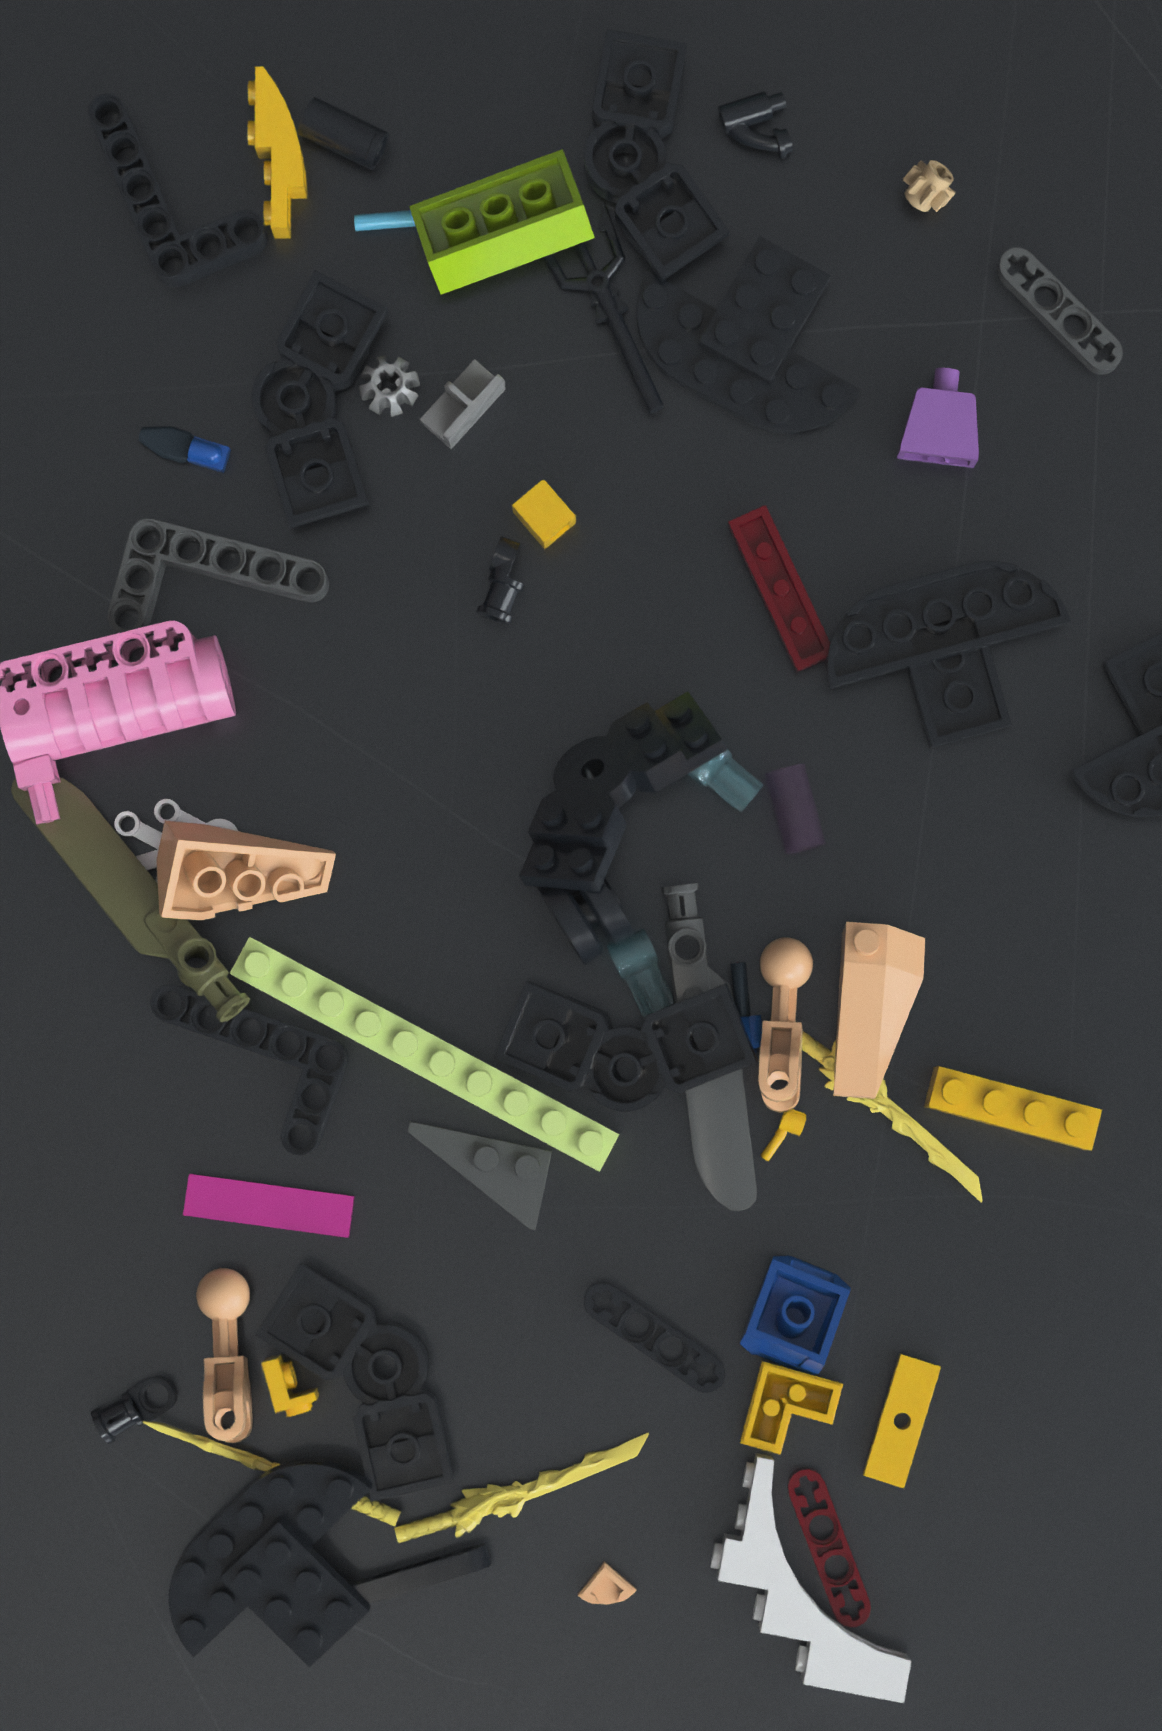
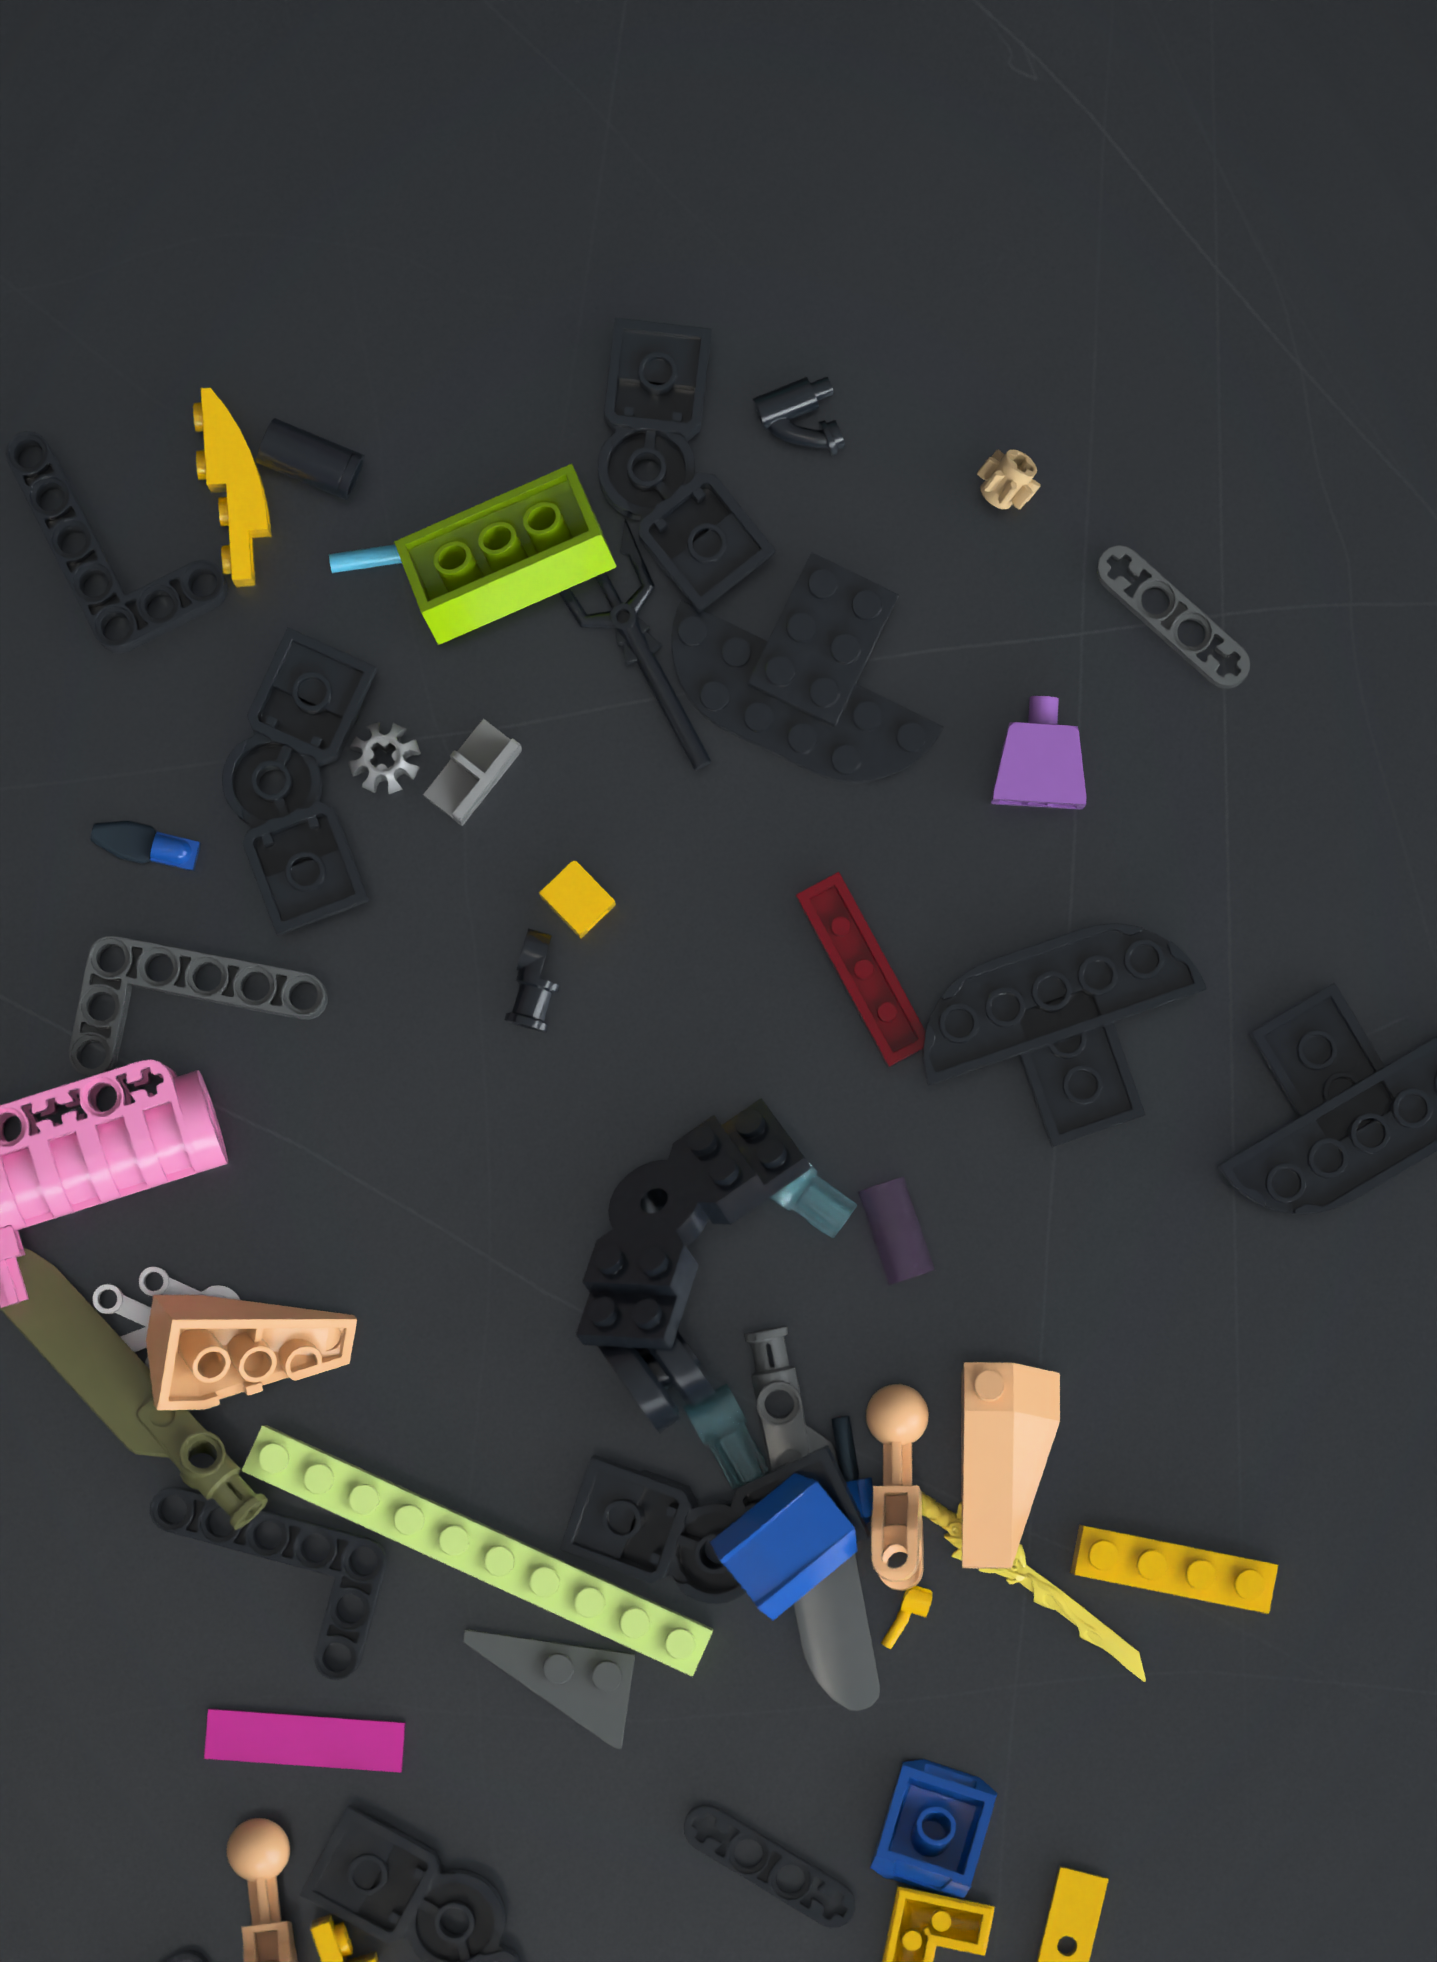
camera: 10 degrees left, 0 degrees up
(686, 1063) = (786, 1544): none -> blue slope

